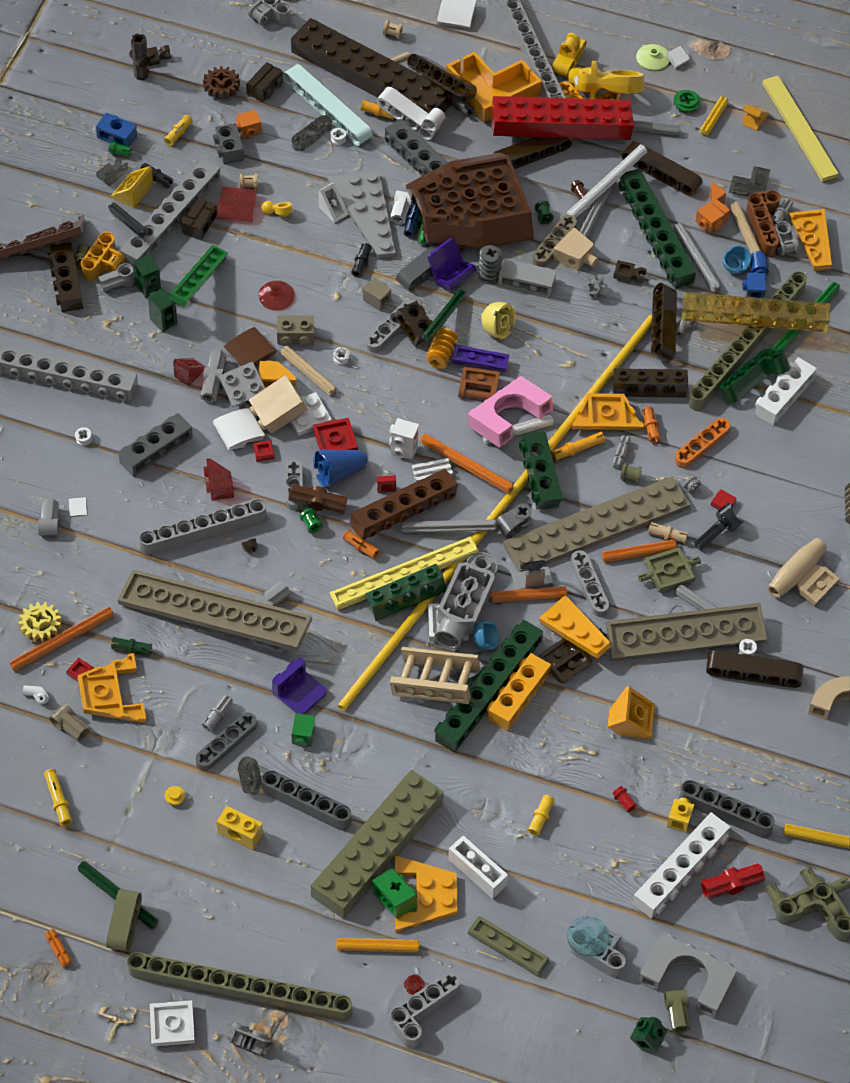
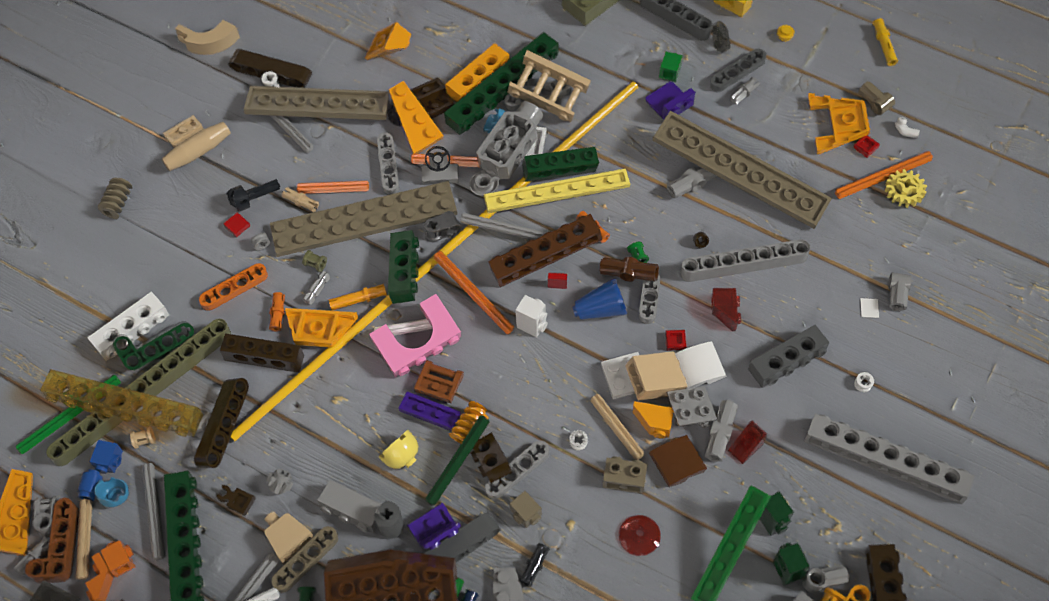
camera: 165 degrees left, 5 degrees up
(131, 646) = (818, 159): dark green pin -> none
(335, 435) = (600, 340): red plate -> none
(430, 468) = (507, 290): white tile -> none
(669, 569) = (311, 163): olive plate -> none

